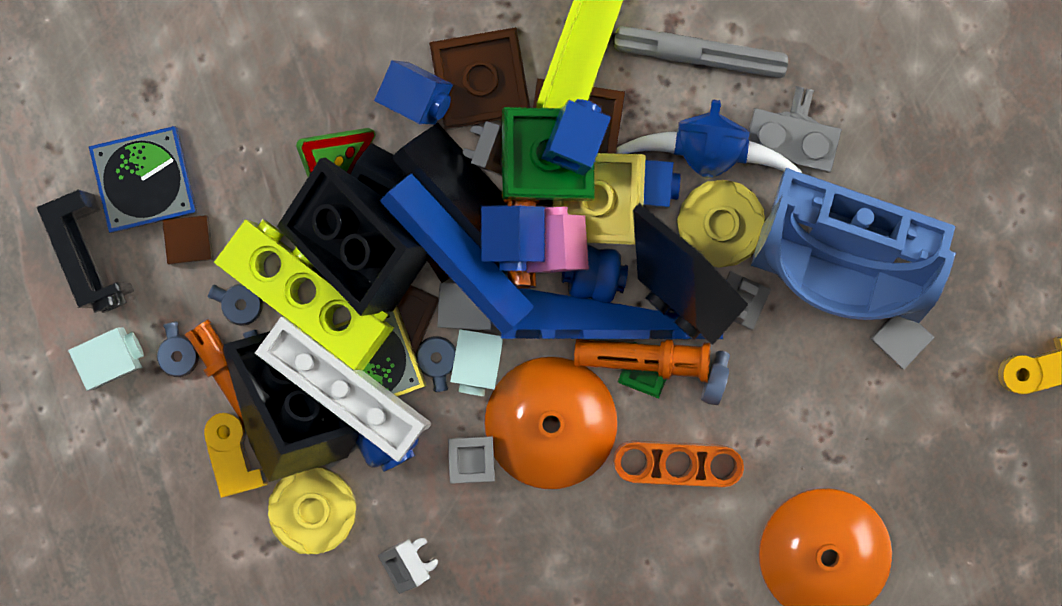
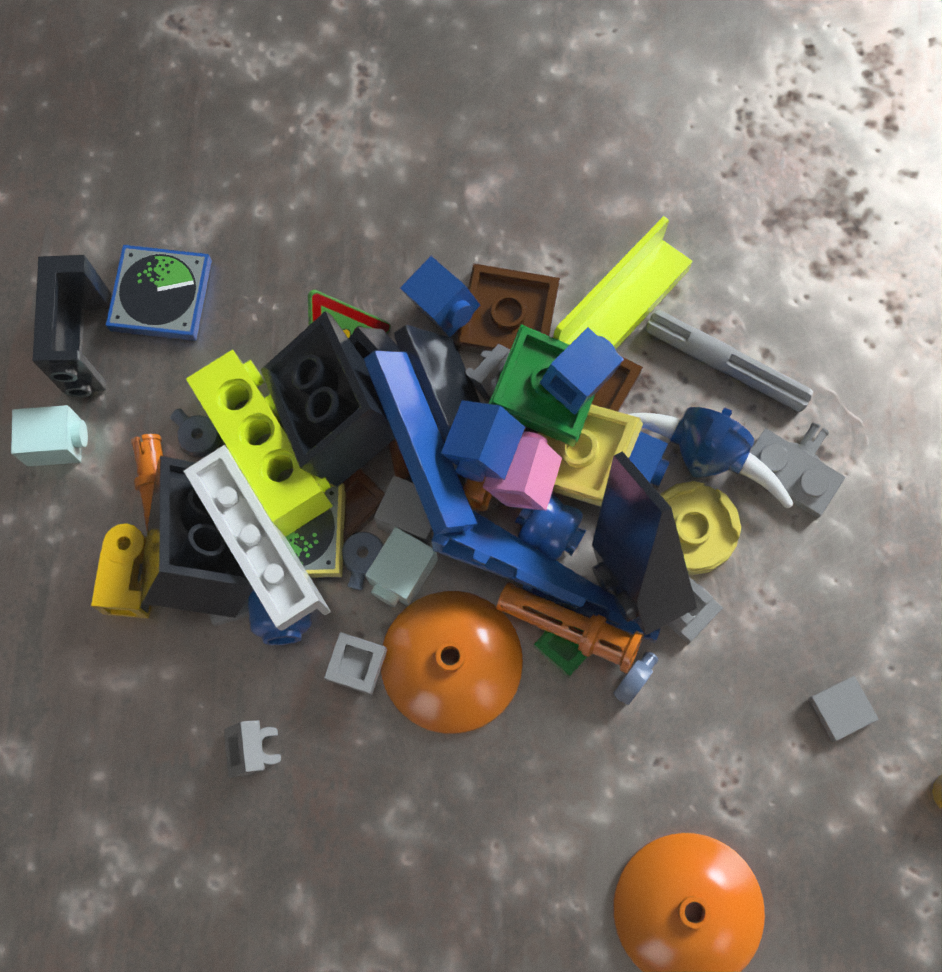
camera: 25 degrees right, 15 degrees down
(169, 346) = (114, 451): sand blue piece -> none
(187, 239) = (174, 359): reddish brown tile -> none
(312, 511) = (178, 659): light yellow tile -> none
(699, 469) = (590, 746): orange beam -> none
(850, 251) = (823, 592): medium blue piece -> none

